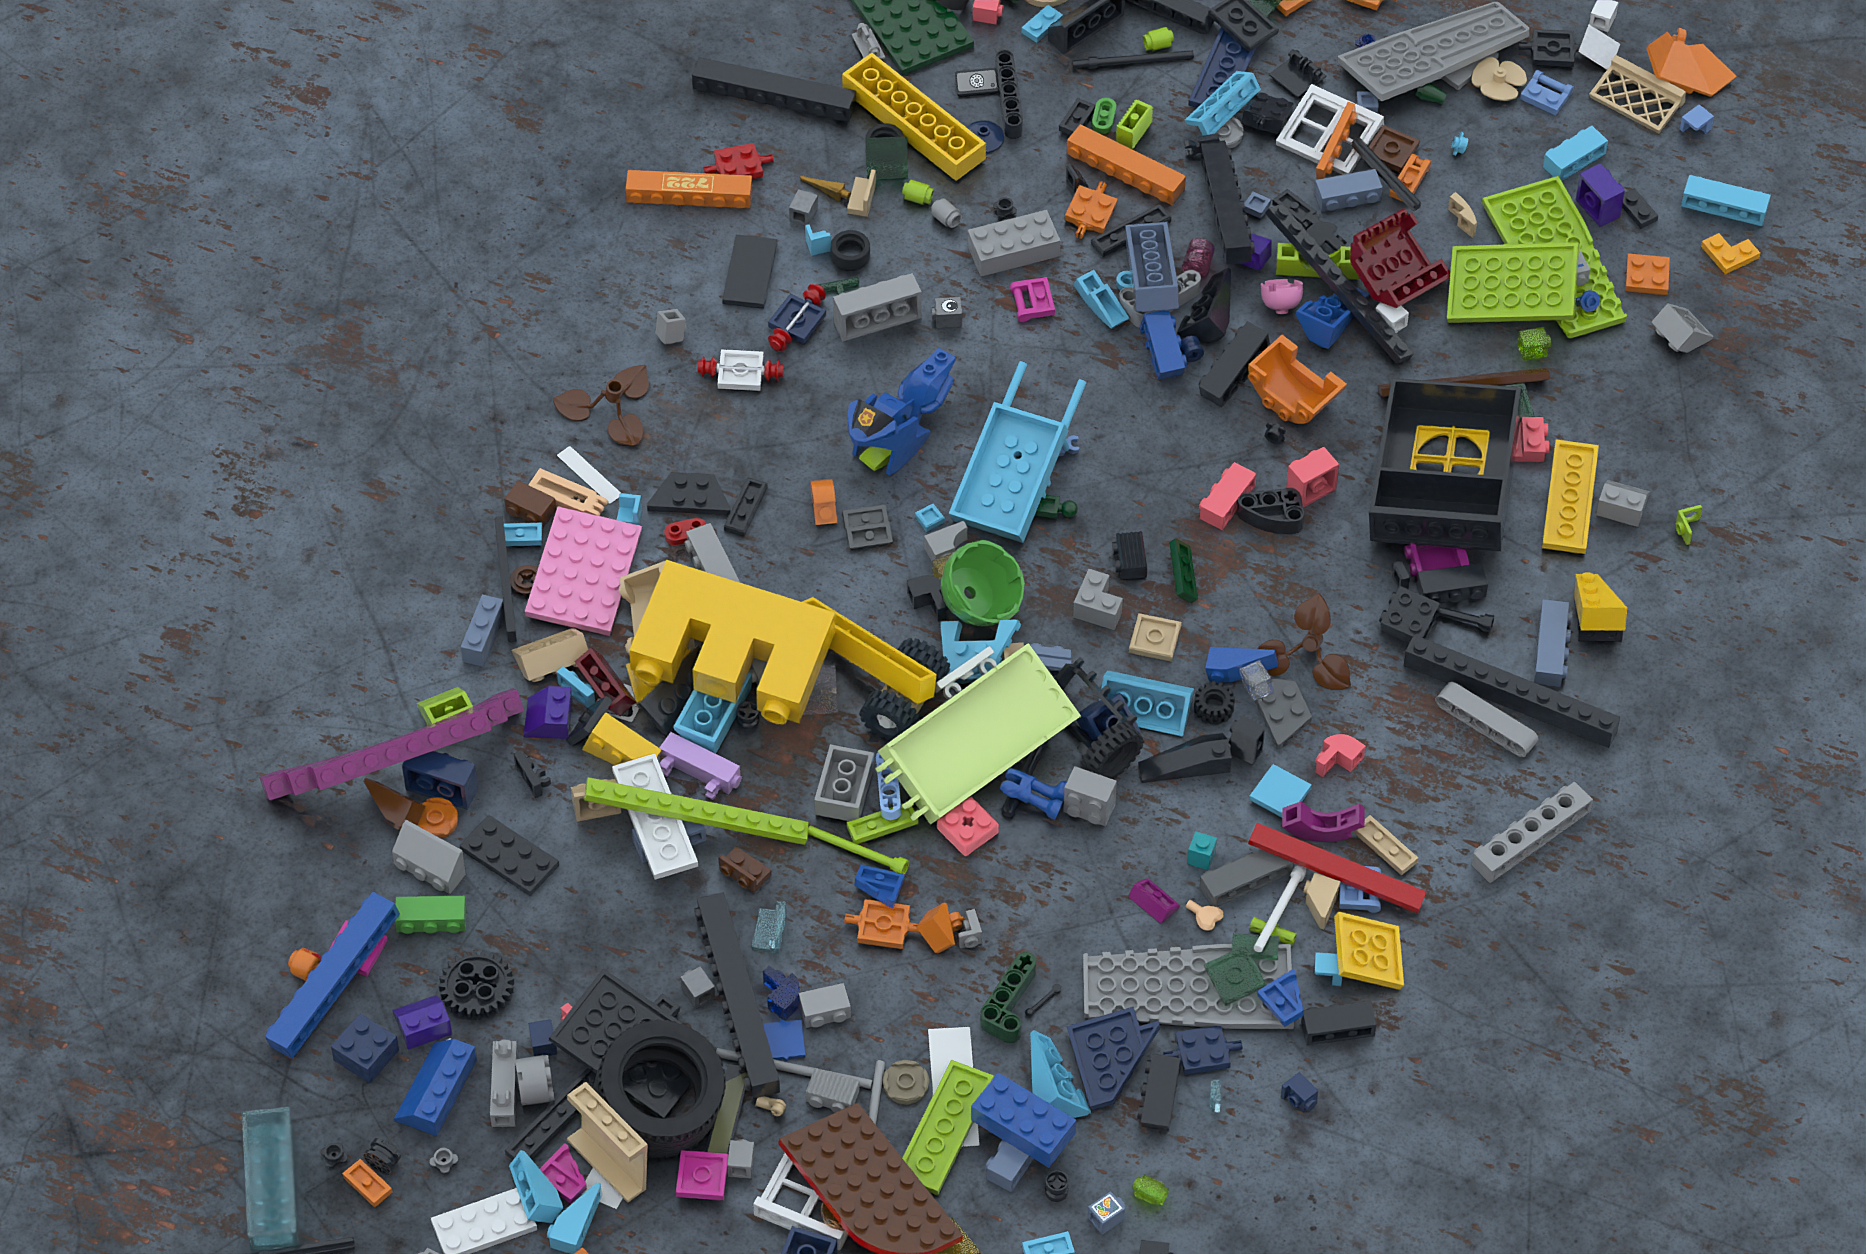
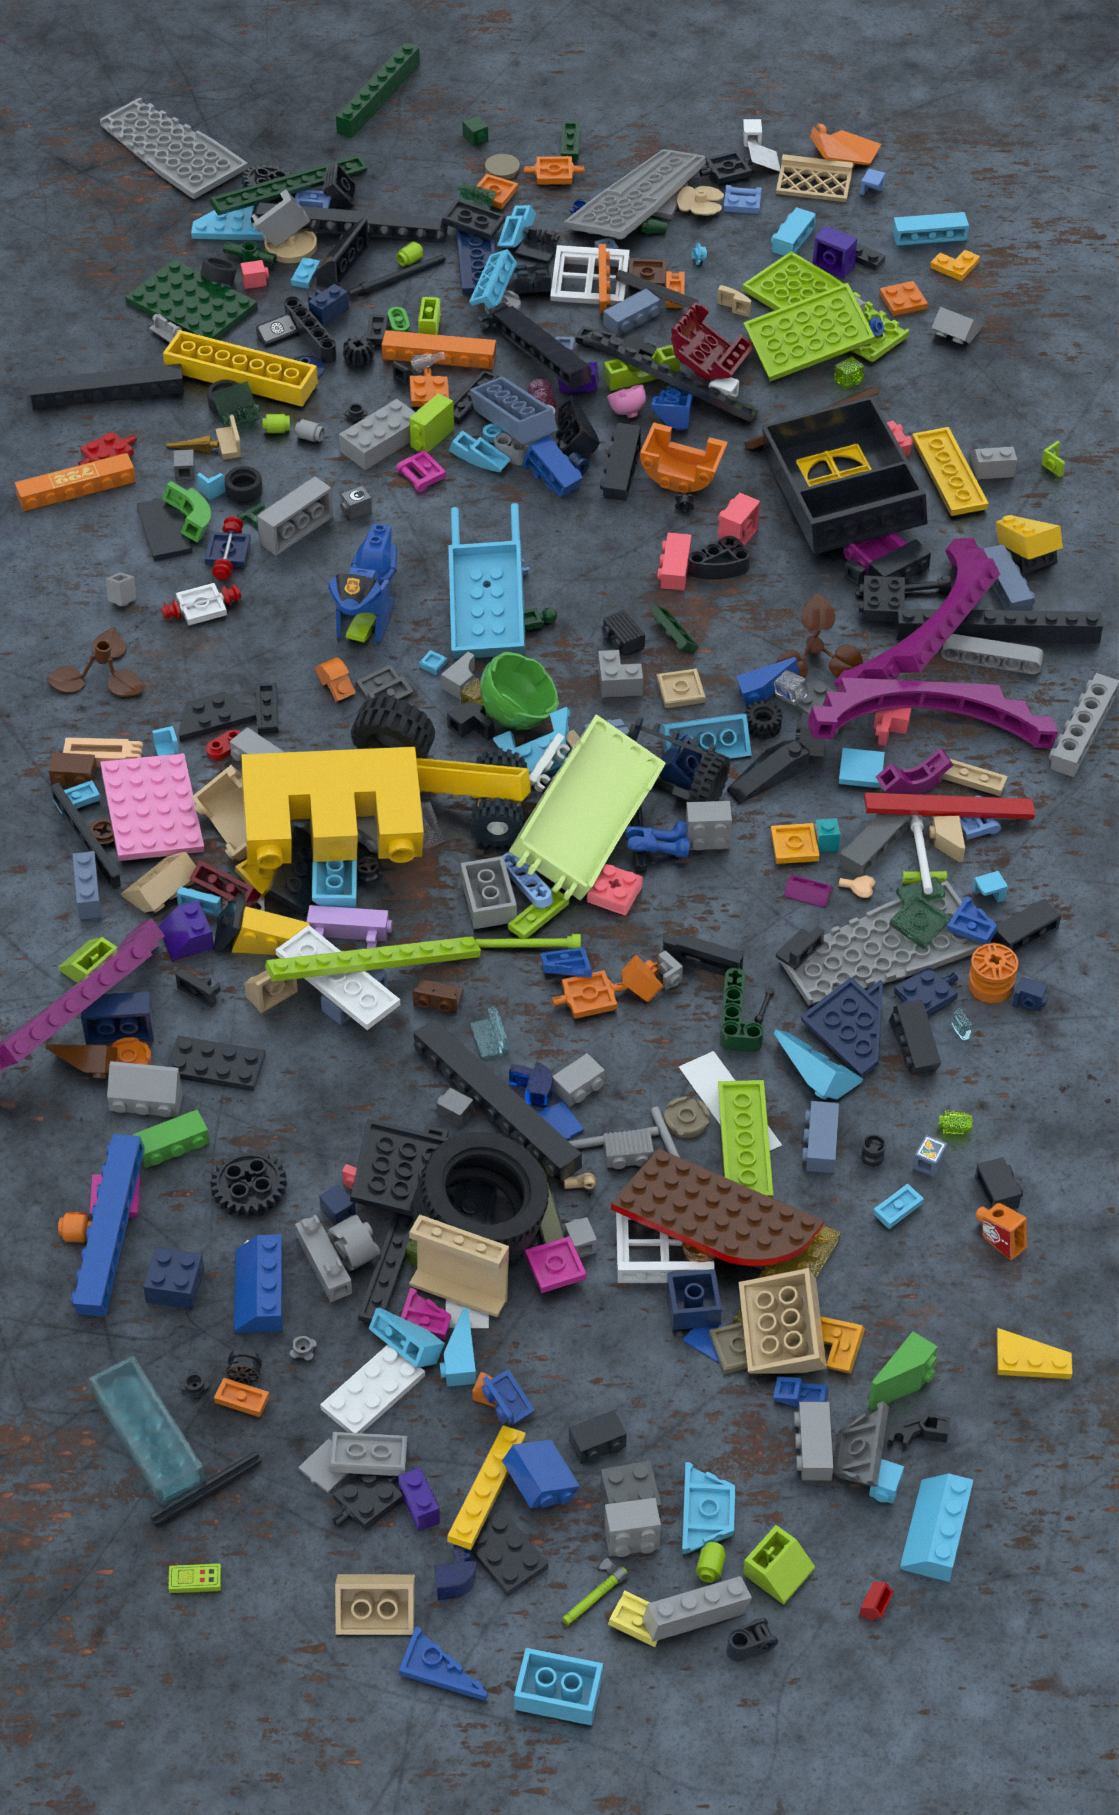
camera: 25 degrees left, 5 degrees down
(423, 1021) = (216, 1234): dark purple slope -> none
(589, 474) = (109, 729): white sticker -> none
(787, 259) = (193, 506): none -> bright green arch
(837, 582) = (392, 724): none -> black tyre
(1011, 927) = (703, 954): none -> black hinge
(1023, 1120) = (818, 1102): blue brick -> none
(1041, 71) = (328, 304): none -> dark blue brick
(1044, 136) = (358, 350): none -> black gear
(1067, 251) = (431, 423): none -> lime brick
(1099, 173) = (422, 362): none -> clear cone
(1105, 957) = (801, 947): none -> black panel
(1166, 846) = (794, 843): none -> light orange plate
(1273, 1056) = (992, 973): none -> orange wheel
(1277, 50) = (514, 226): none -> medium azure slope
(1369, 950) = (1016, 860): yellow plate -> none
(1393, 691) = (973, 579): none -> magenta arch
(1432, 763) = (981, 701): none -> magenta arch

